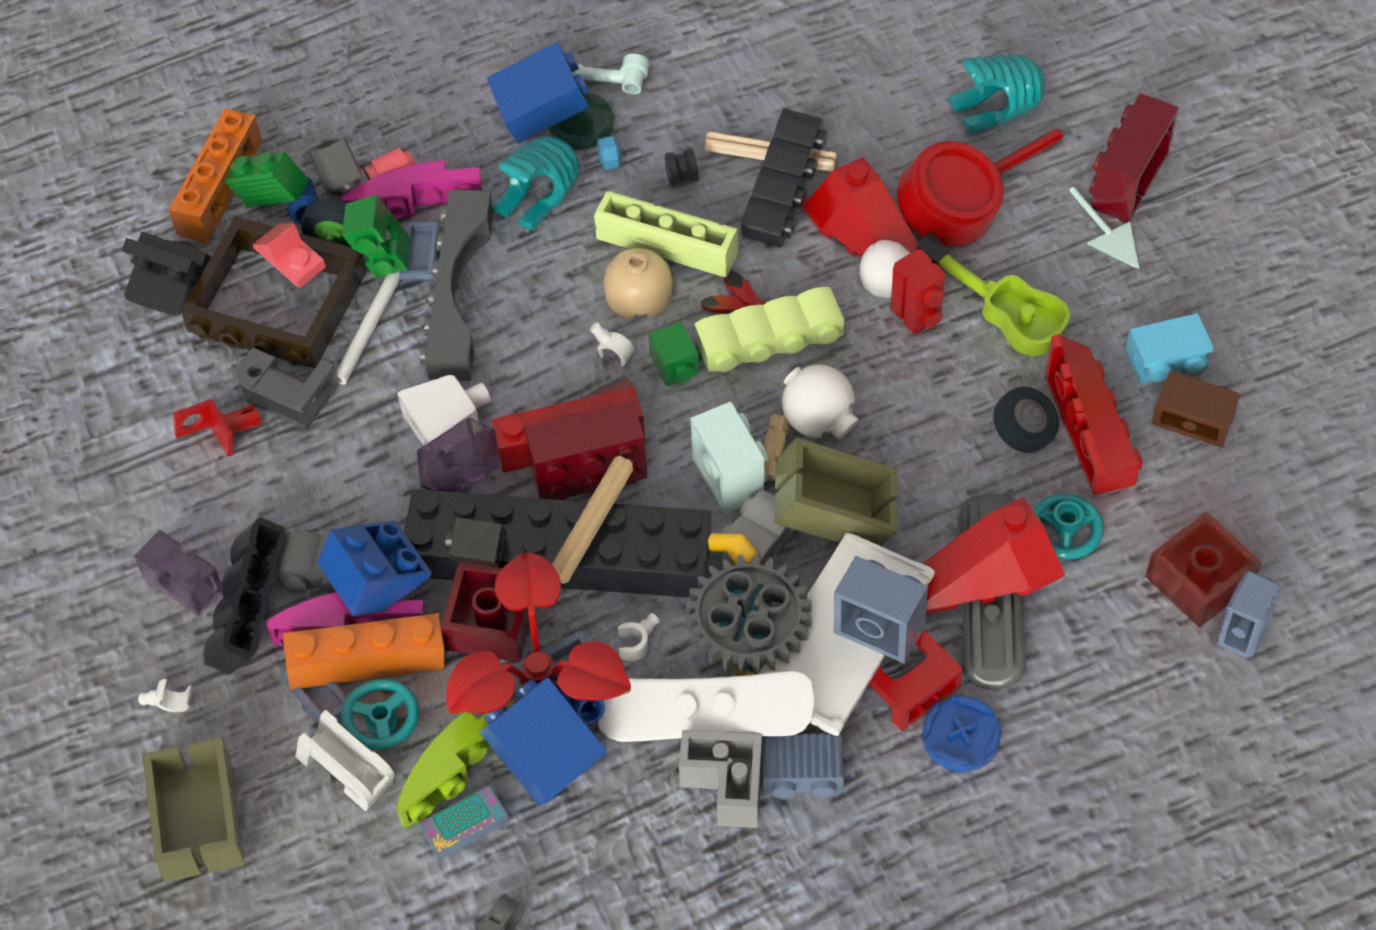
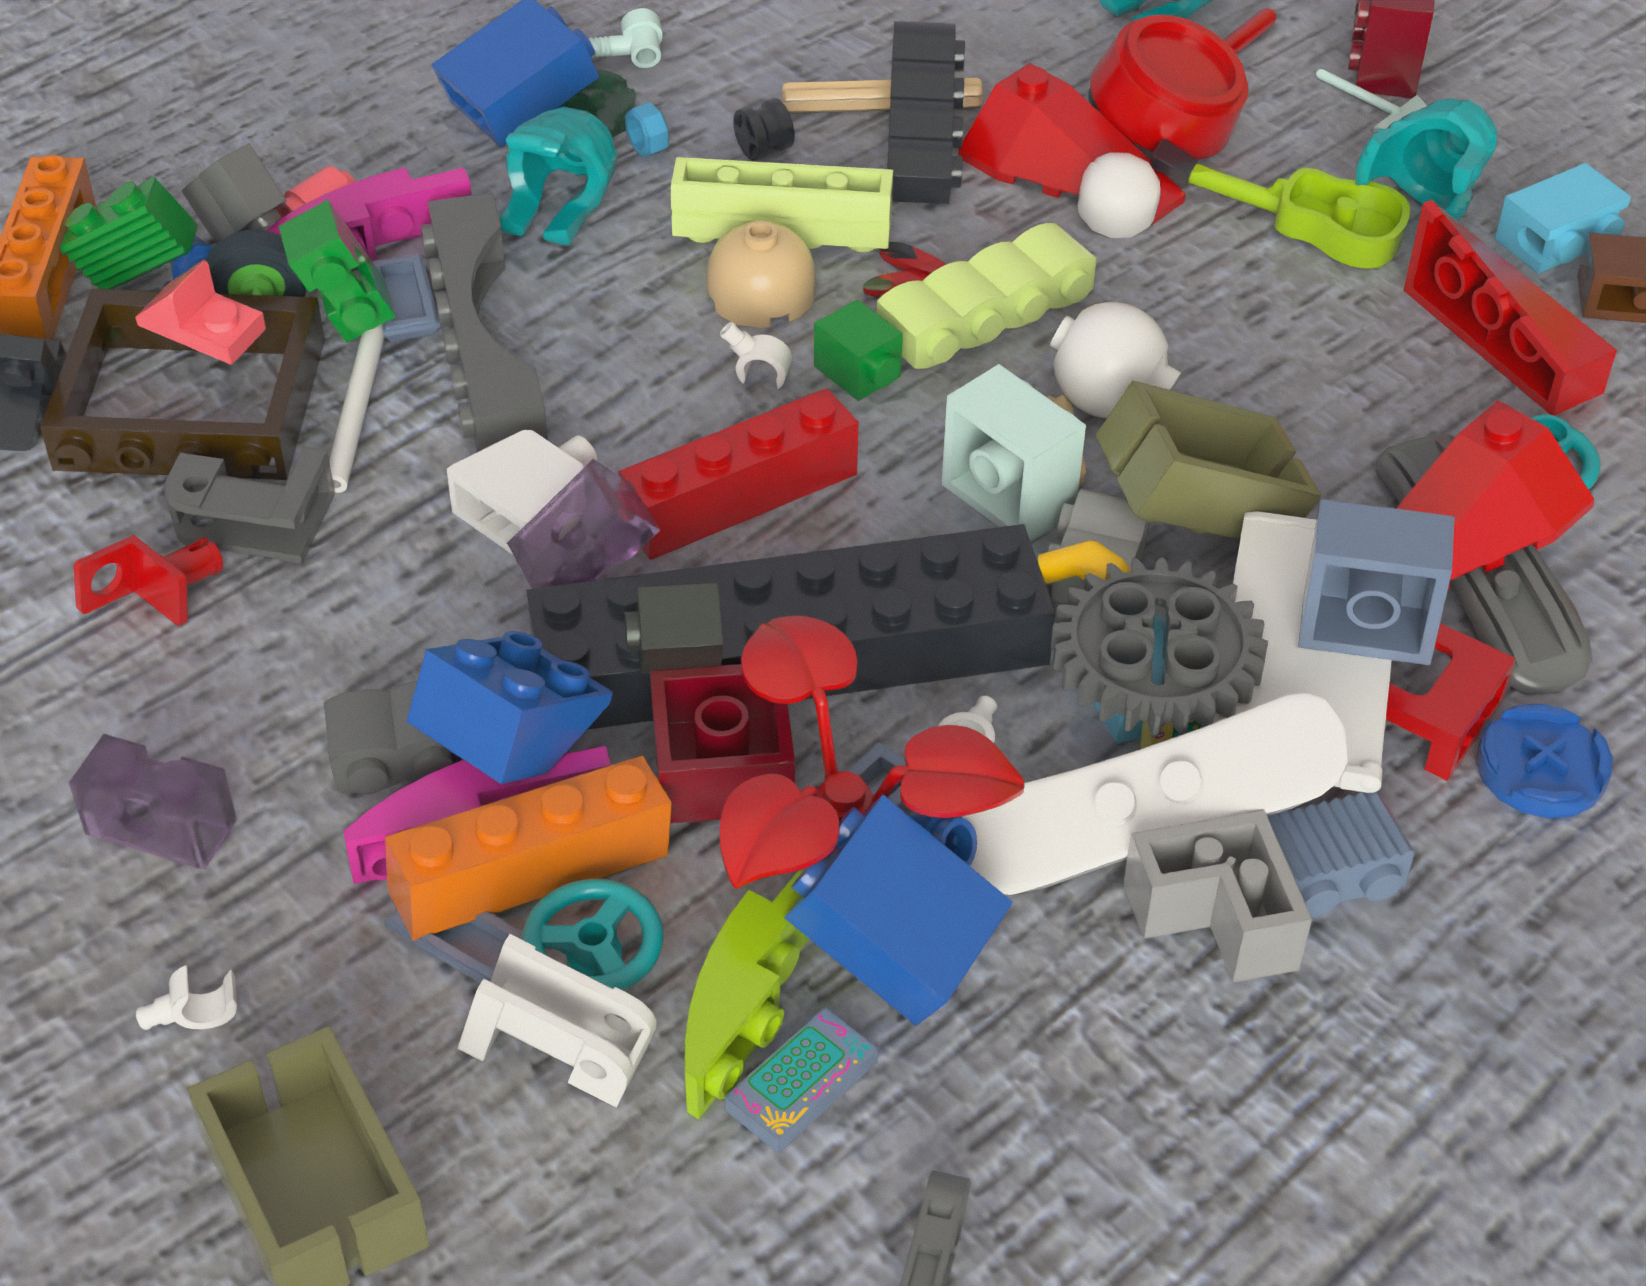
camera: 20 degrees left, 10 degrees down
(244, 596) = (287, 810): black brick -> none
(576, 451) = (789, 484): dark red piece -> none
(592, 518) = (851, 550): tan axle -> none
(917, 291) = (1187, 204): red brick -> none
(1026, 419) = (1417, 333): black wheel -> none
(1101, 284) = (1433, 153): none -> teal hair

